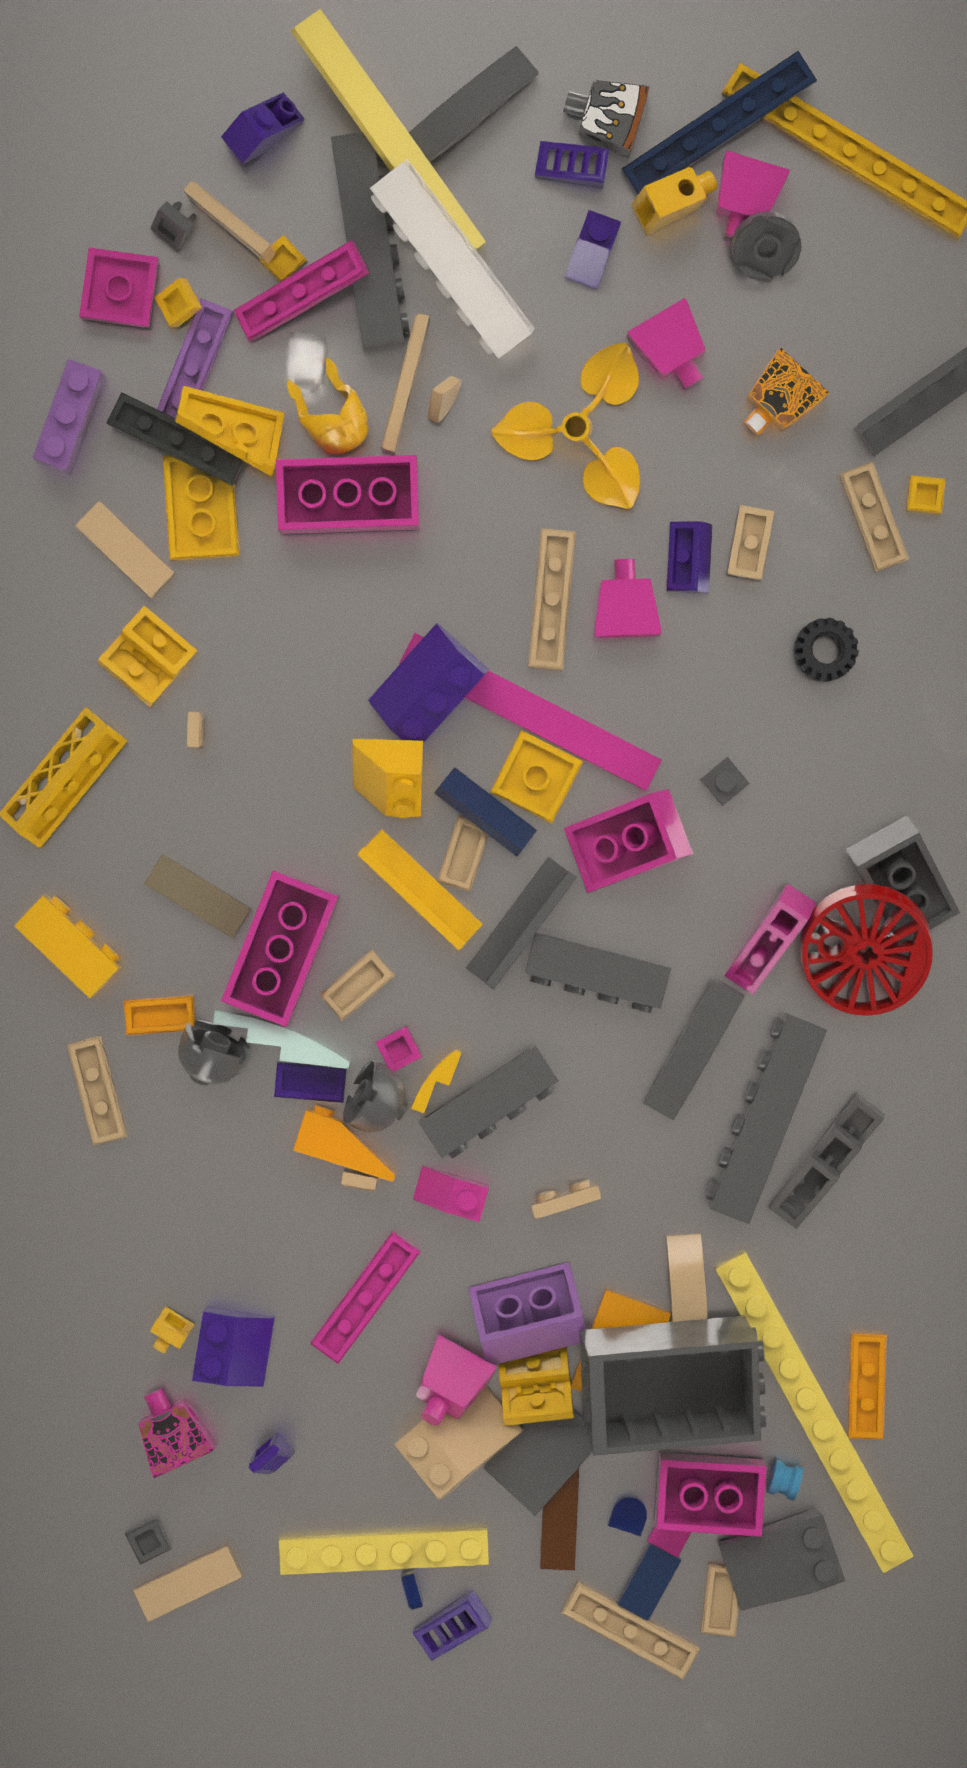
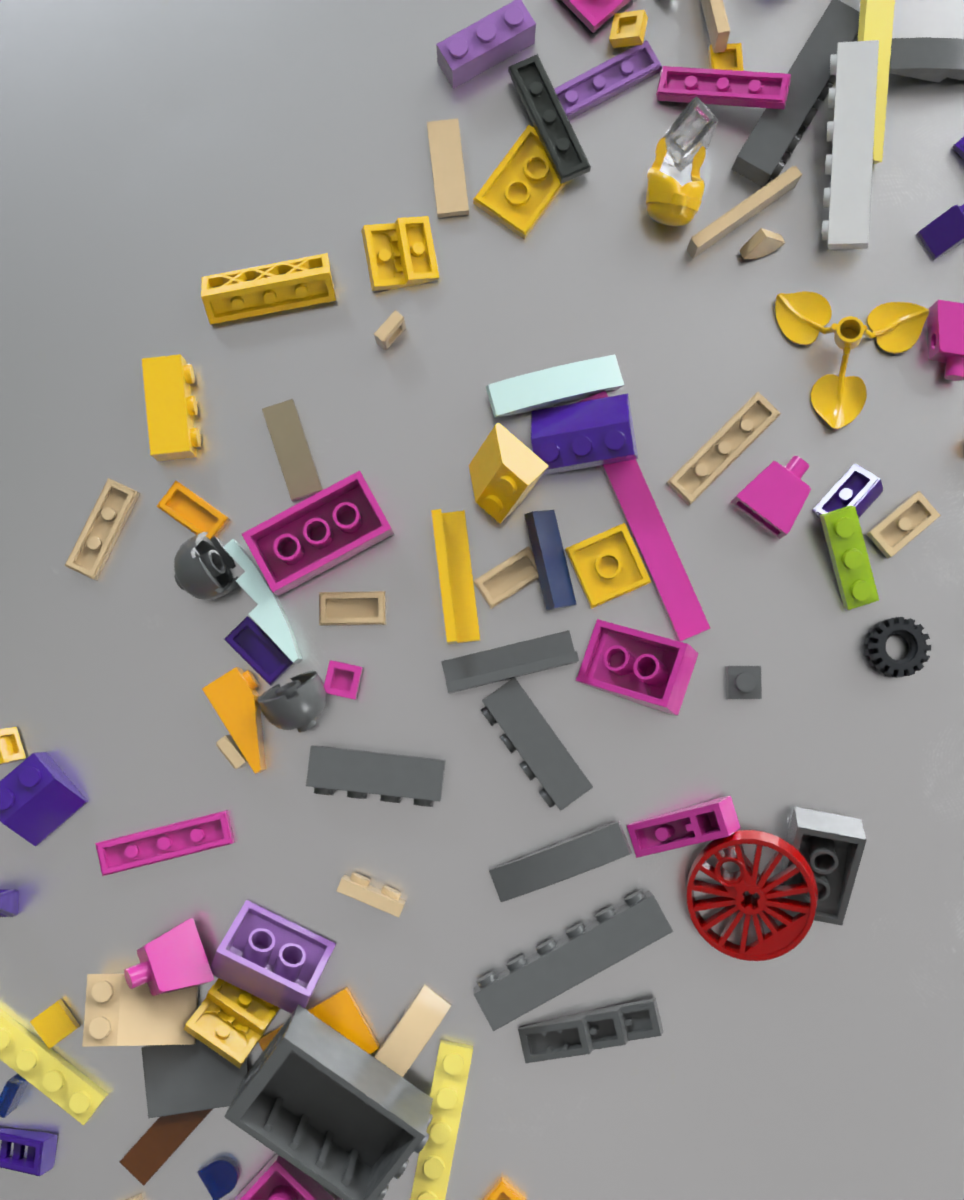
camera: 40 degrees right, 5 degrees down
(233, 425) = (597, 140): yellow wing -> none
(347, 494) = (638, 252): dark pink brick -> none
(370, 664) = (554, 386): none -> light aqua slope
(398, 1508) = (55, 1023): none -> yellow tile
(441, 1073) = (359, 723): yellow slope -> none
(451, 1193) = (291, 819): dark pink slope -> none
(728, 608) = (849, 557): none -> lime plate

